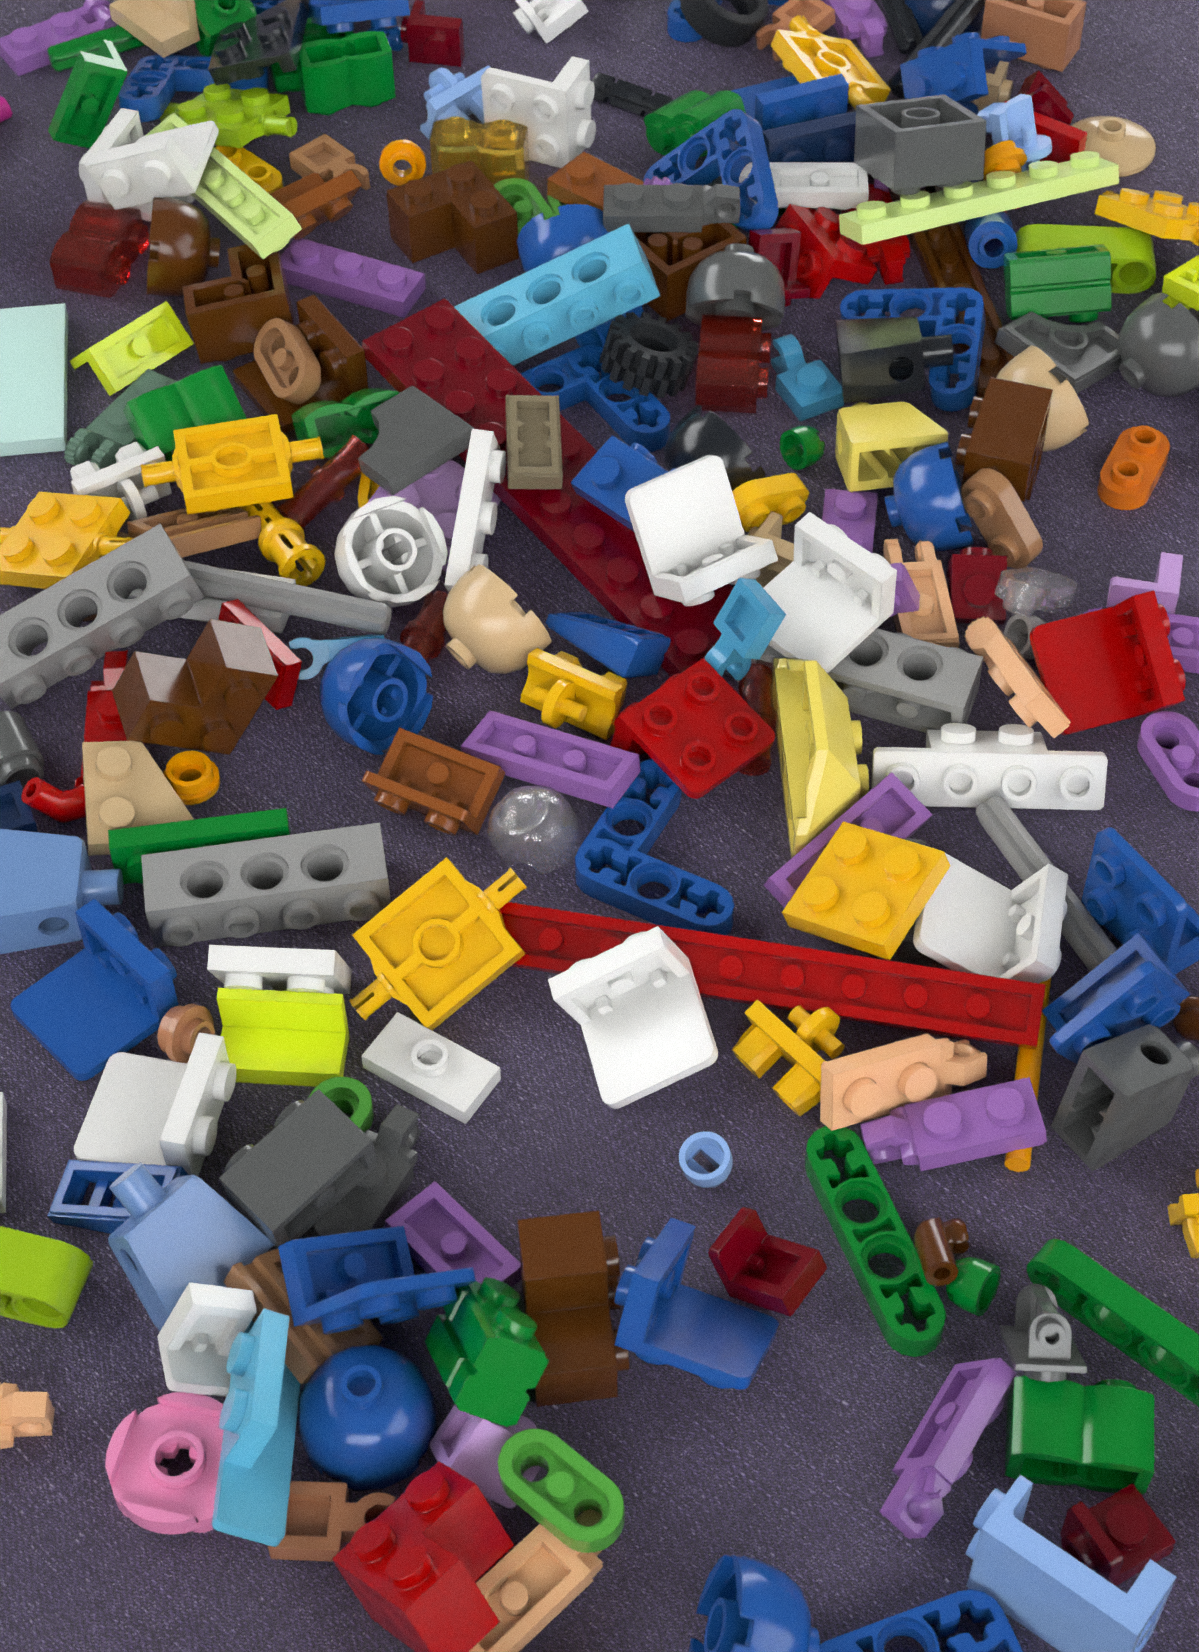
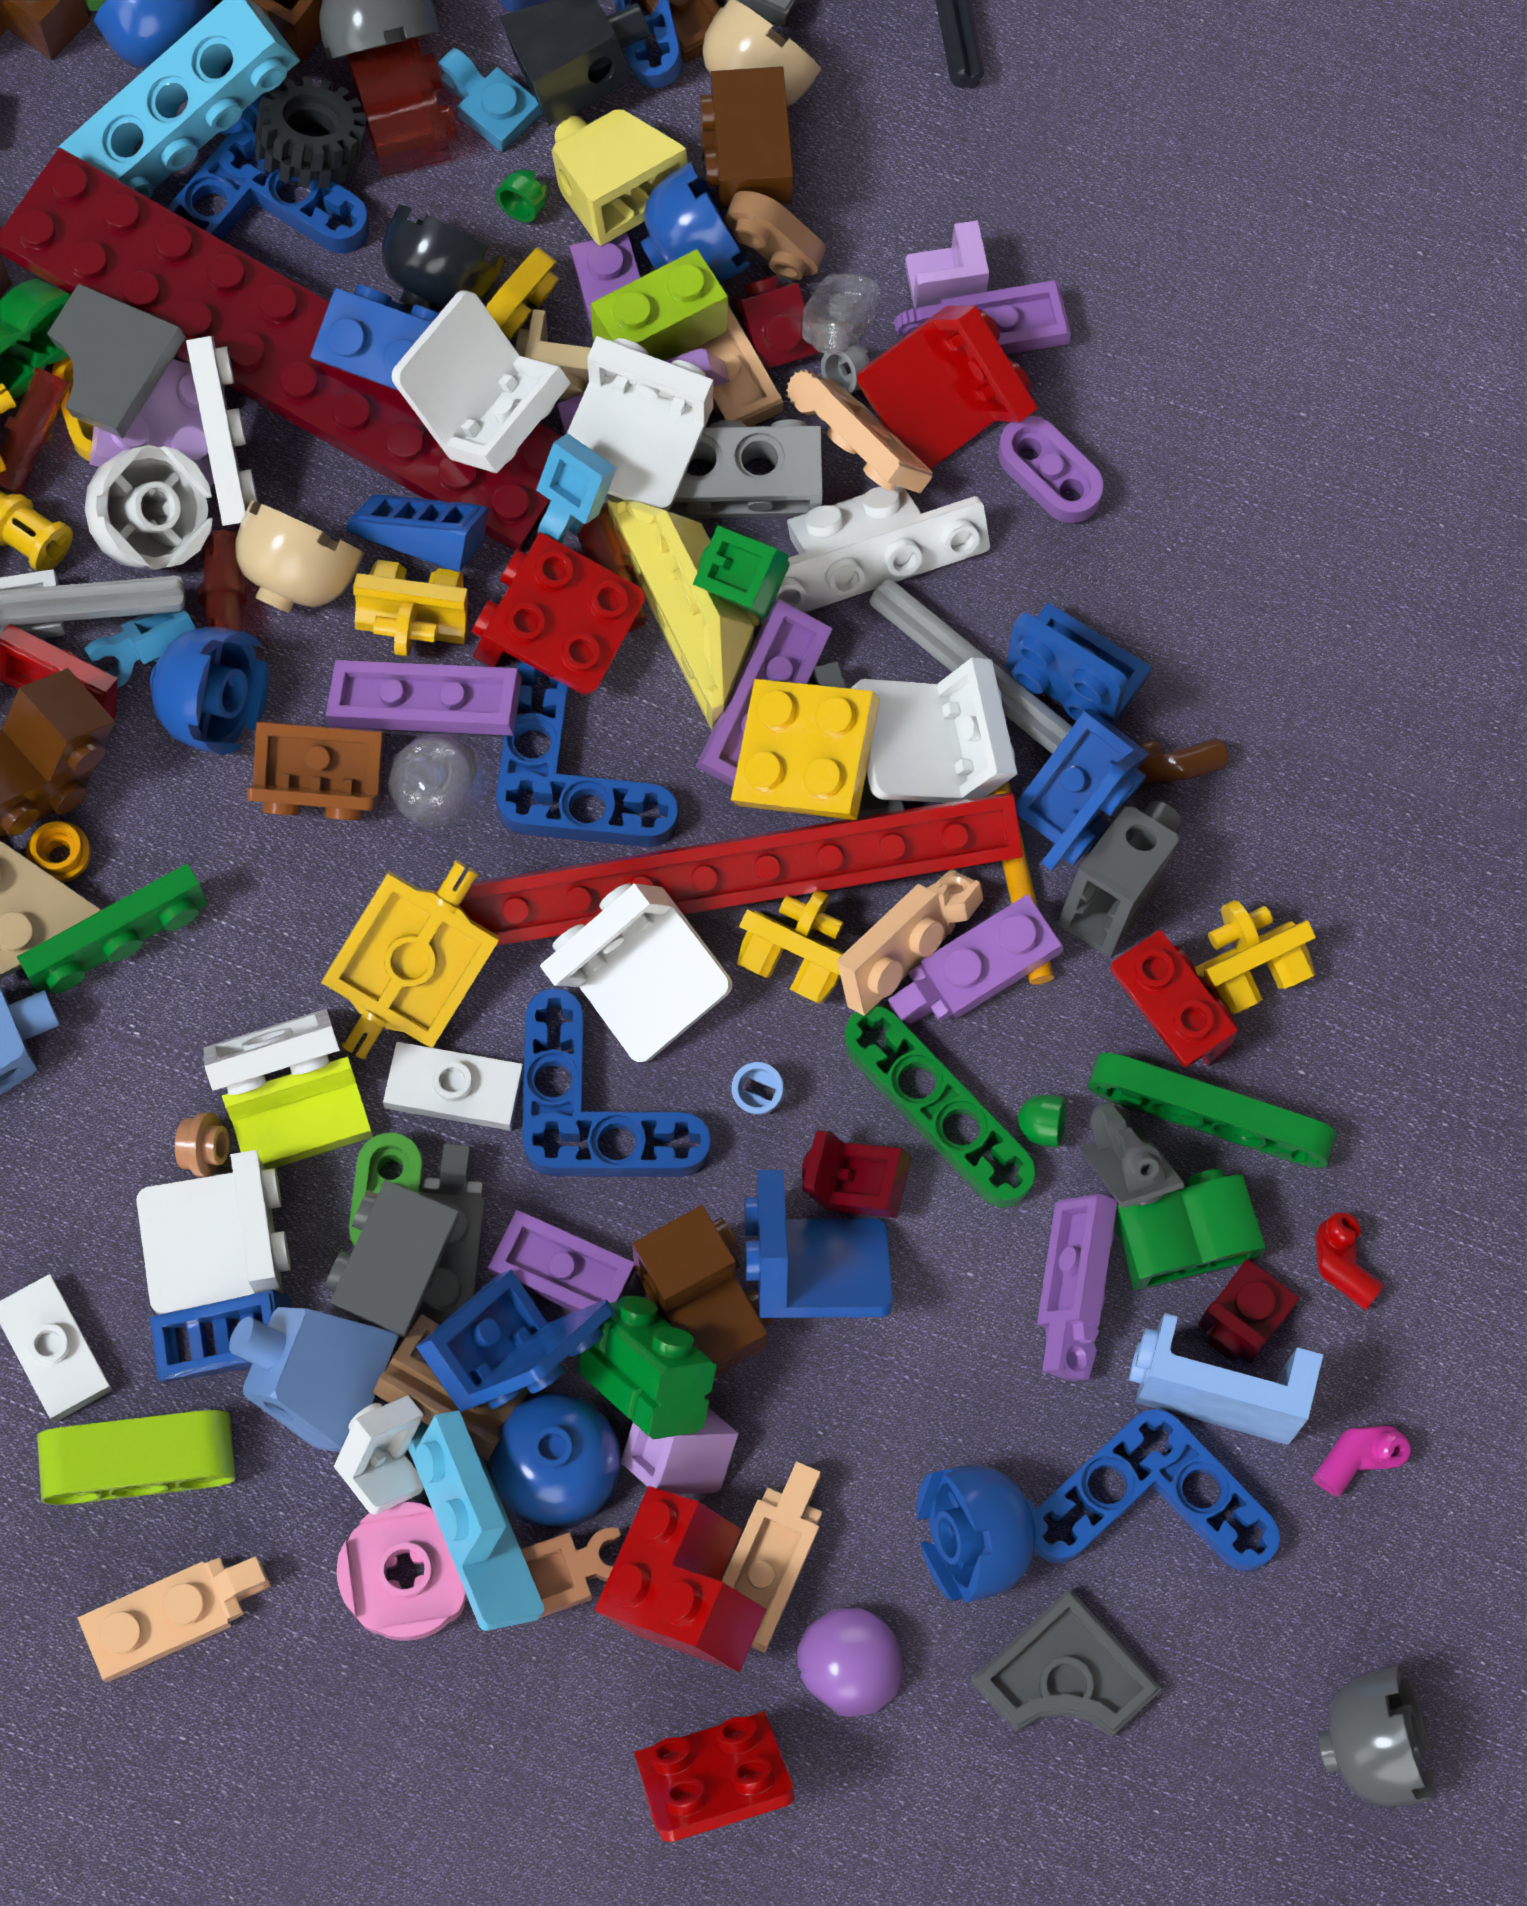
camera: 25 degrees left, 20 degrees up
(100, 997) = (93, 1138): blue bracket -> none
(265, 885) = (218, 919): light grey brick -> none
(524, 1127) = (567, 1114): none -> blue beam
(533, 442) = (249, 319): dark tan plate -> none
(564, 1492) = (769, 1467): bright green plate -> none
(863, 724) = (742, 571): none -> green bracket
(893, 527) = (665, 309): none -> lime brick
(935, 1247) = (999, 1100): reddish brown arm -> none
(1133, 468) = (881, 96): orange plate -> none
(1142, 1216) = (1175, 1001): none -> red bracket

